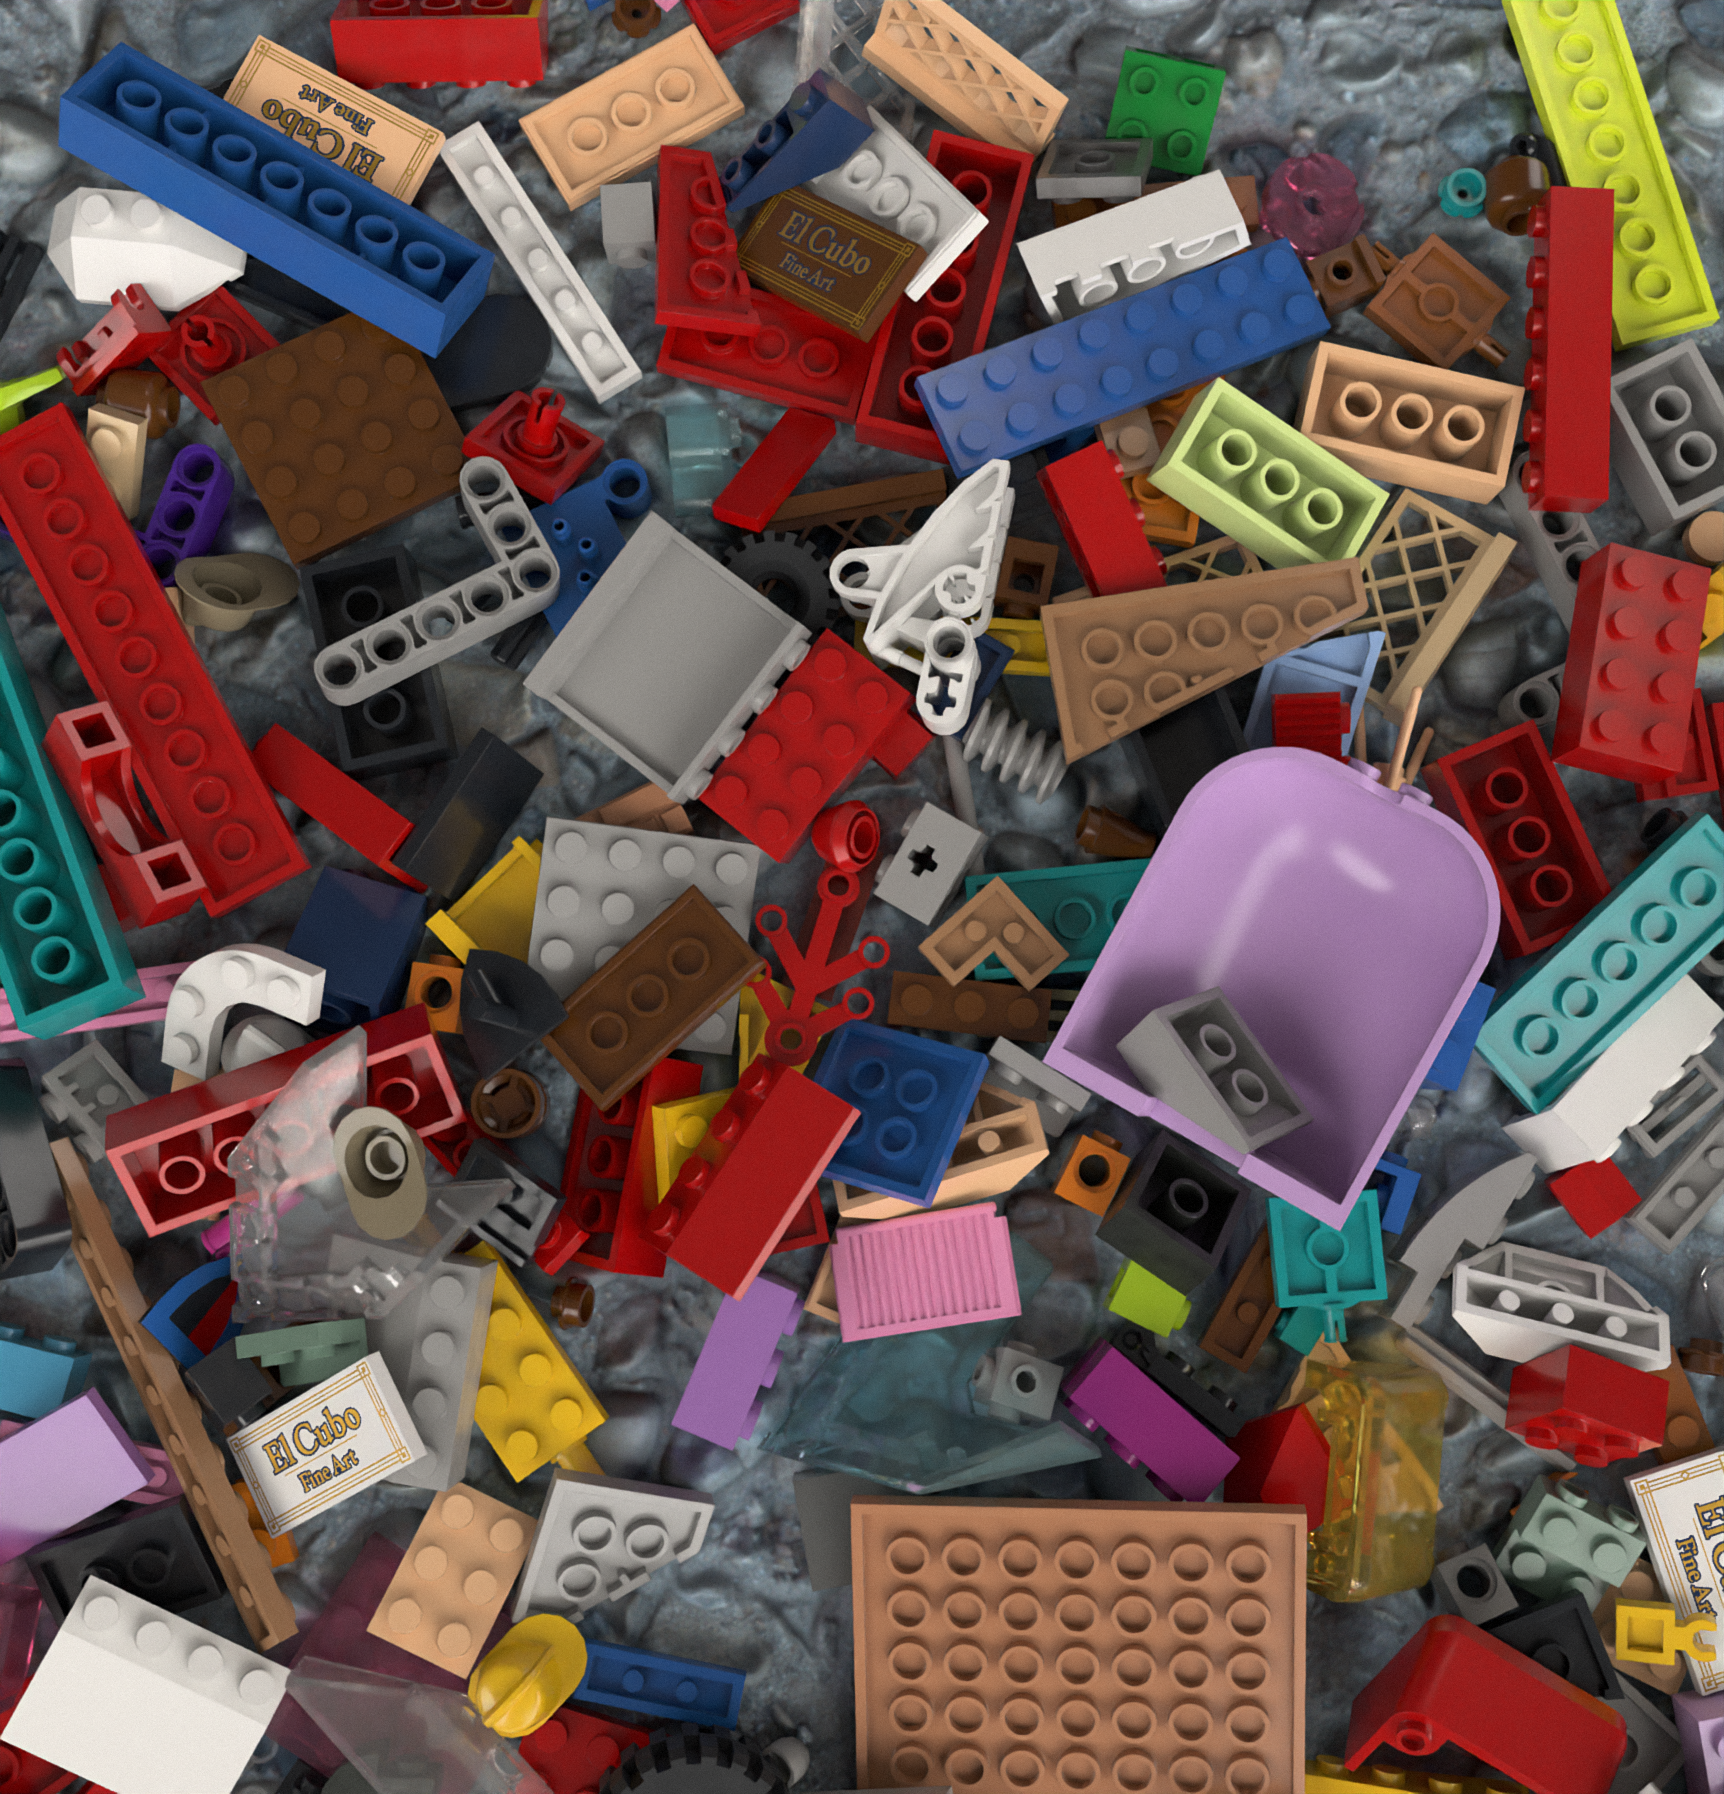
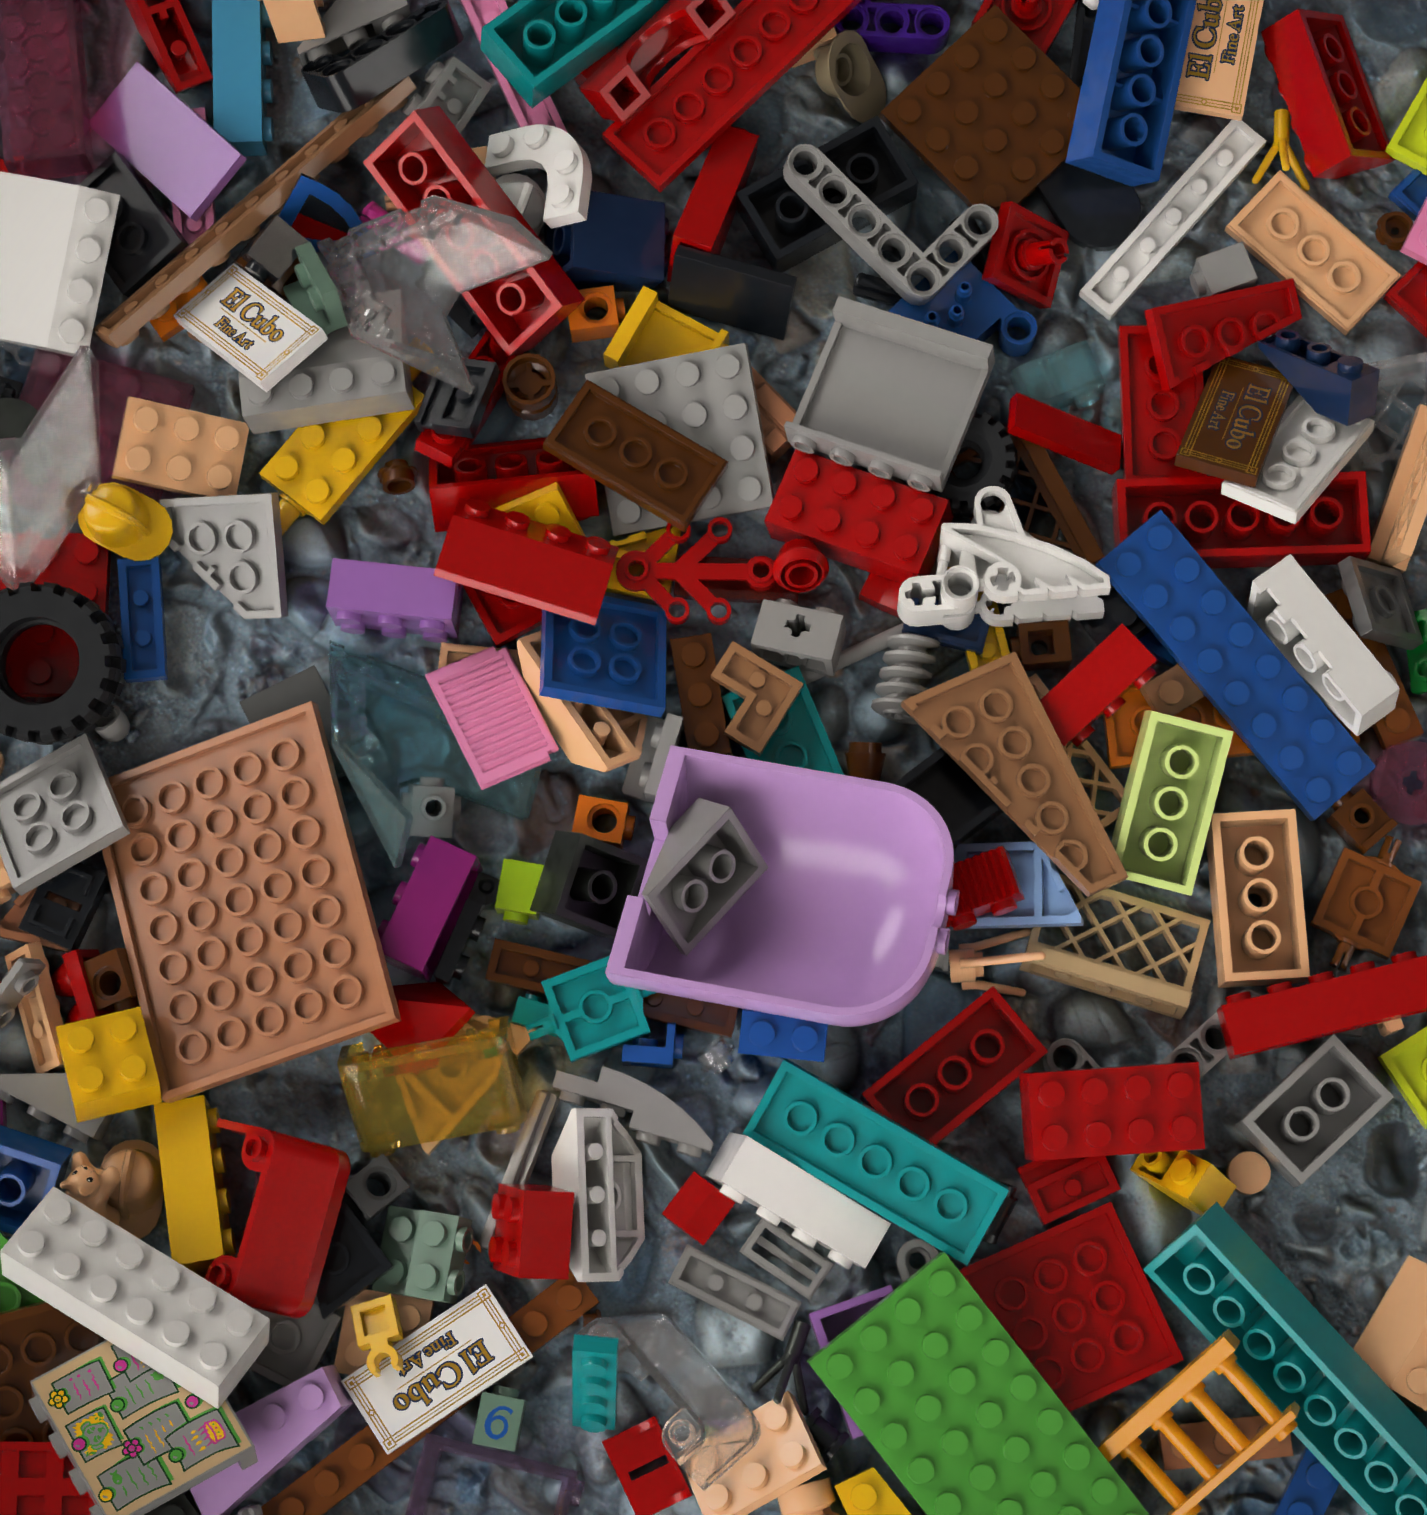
camera: 80 degrees right, 5 degrees down
(381, 1171) = (455, 302): dark tan piece -> none
(485, 108) = (1281, 143): none -> yellow plant
(504, 1009) = (596, 357): black shield -> none

